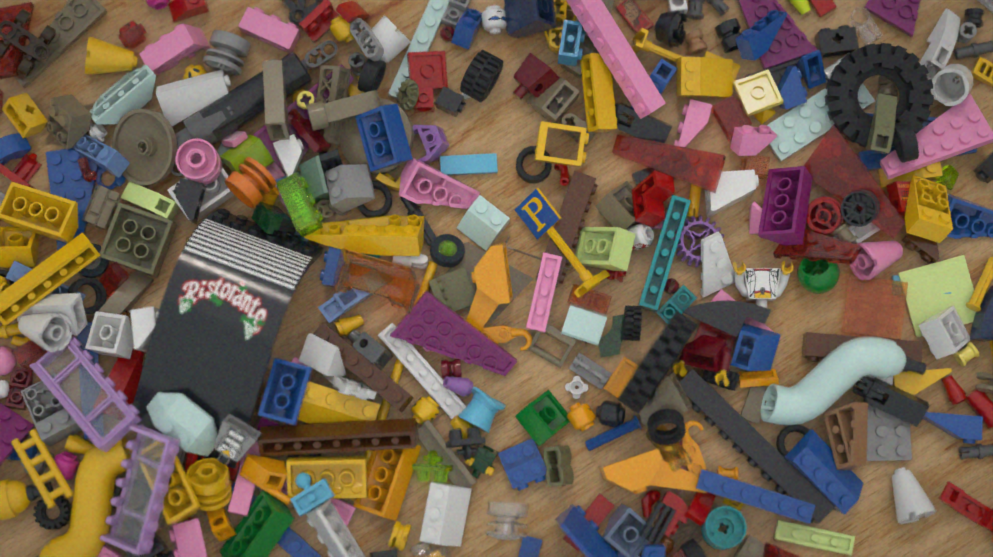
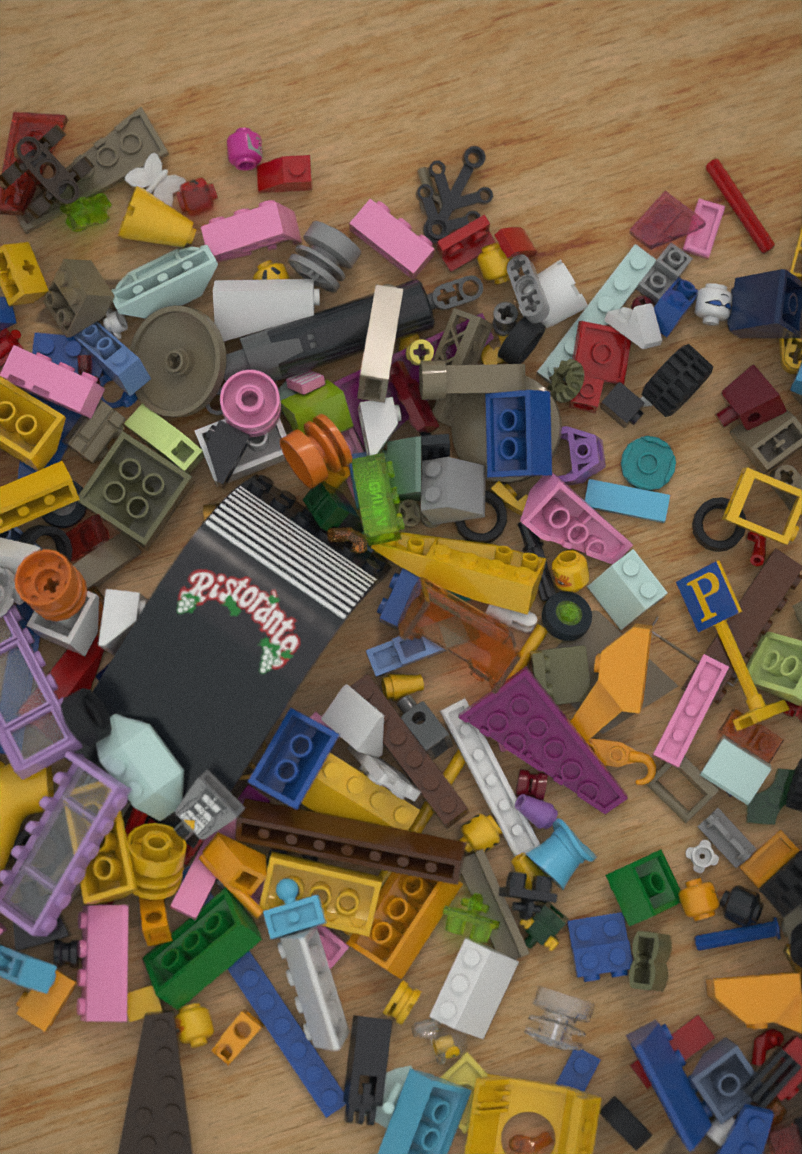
camera: 10 degrees right, 0 degrees up
(60, 63) = (86, 212): none -> clear neon green hips
(63, 181) = (53, 381): none -> bright pink wedge
(93, 317) = (50, 585): none -> orange wheel
(102, 29) = (157, 179): none -> white piece
(138, 399) = (86, 717): none -> black tyre
(286, 233) = (350, 535): none -> clear orange arm
(442, 220) = (570, 571): none -> yellow head
(446, 45) = (637, 325): none -> white slope
(477, 136) = (648, 463): none -> teal tile

